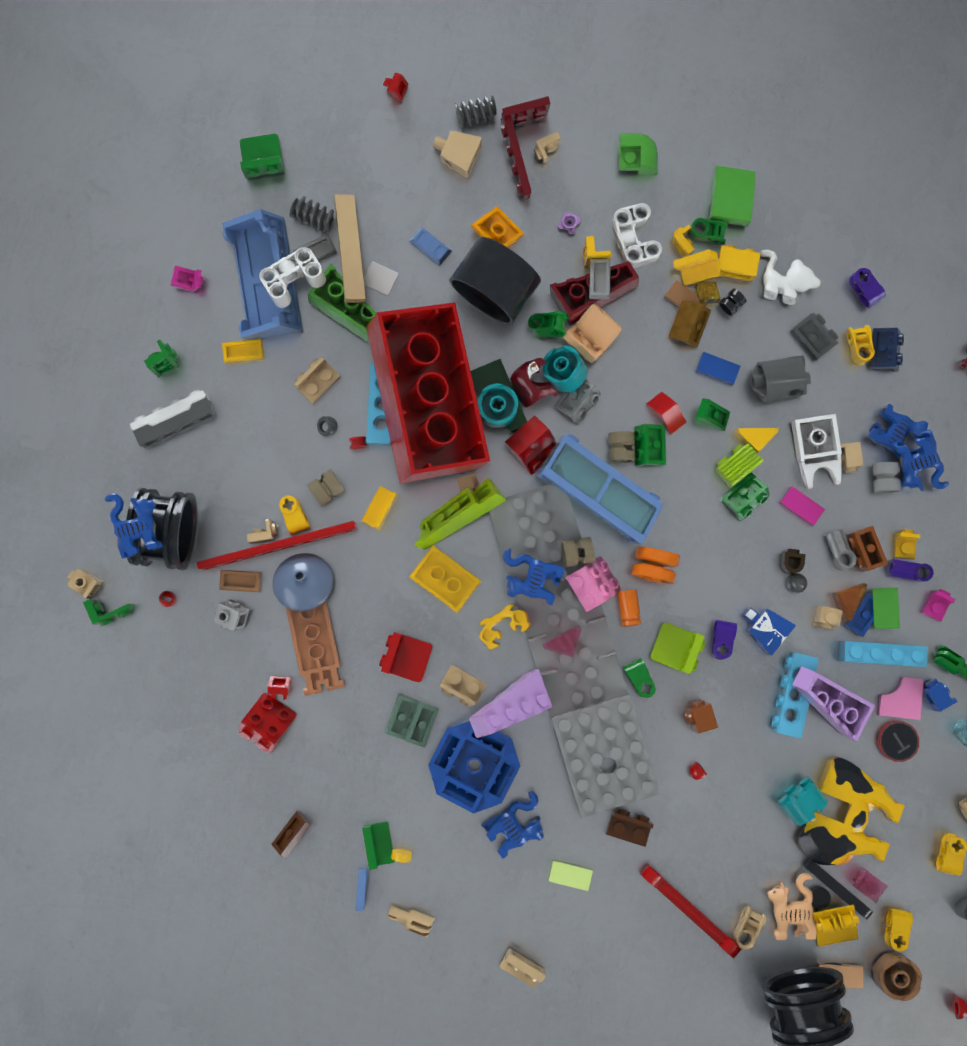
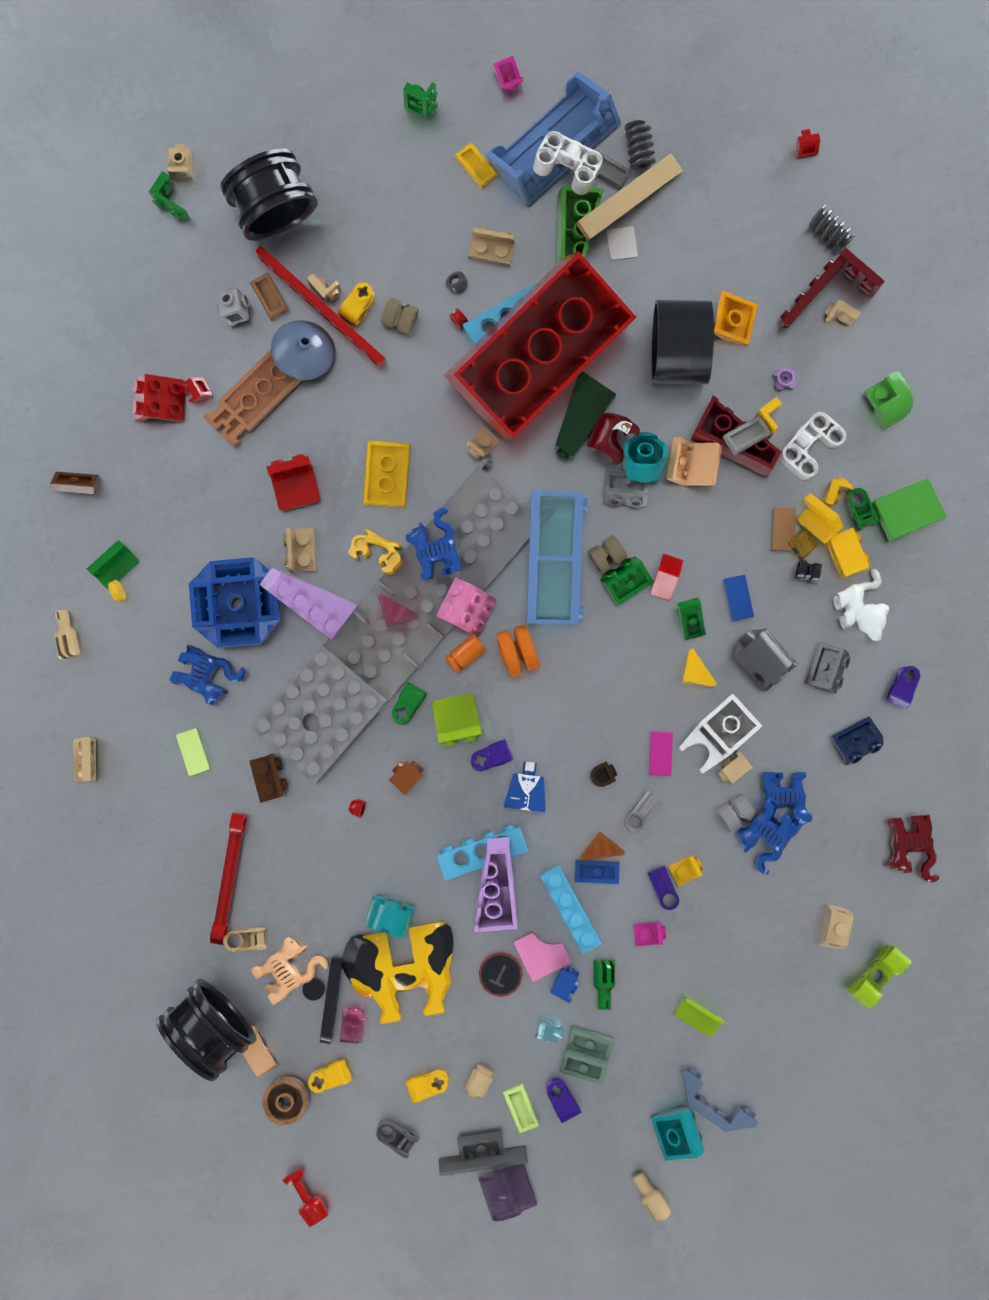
camera: 60 degrees right, 0 degrees up
(133, 529) = (249, 166): blue animal -> none
(168, 594) = (217, 241): red hinge -> none
(172, 419) = (374, 143): dark grey piece -> none
(261, 155) = (663, 66): green bracket -> none
(361, 890) = (64, 574): medium blue tile -> none
(379, 508) = (412, 376): yellow panel -> none
(411, 720) = (241, 524): sand green slope -> none
(430, 246) = (681, 268): medium blue tile -> none
(459, 151) = (785, 237): tan torso -> none
(459, 512) = (452, 446): lime wedge -> none
(503, 395) = (565, 405): teal brick -> none
(531, 444) = (556, 471): red slope -> none
(548, 324) = (676, 417): green piece -> none
(570, 552) = (481, 565): dark tan wheel -> none
(690, 323) = (763, 545): pearl gold panel -> none
(738, 465) = (660, 670): lime brick -> none
(746, 496) = (636, 696): green bracket -> none
(796, 583) = (586, 792): dark grey piece -> none
(827, 617) = (571, 838): tan brick -> none
(836, 925) = (296, 1017): yellow hinge -> none
(860, 340) = (849, 711): yellow piece -> none
(867, 549) = (657, 835): dark orange brick -> none
(886, 608) = (614, 886): bright green panel -> none

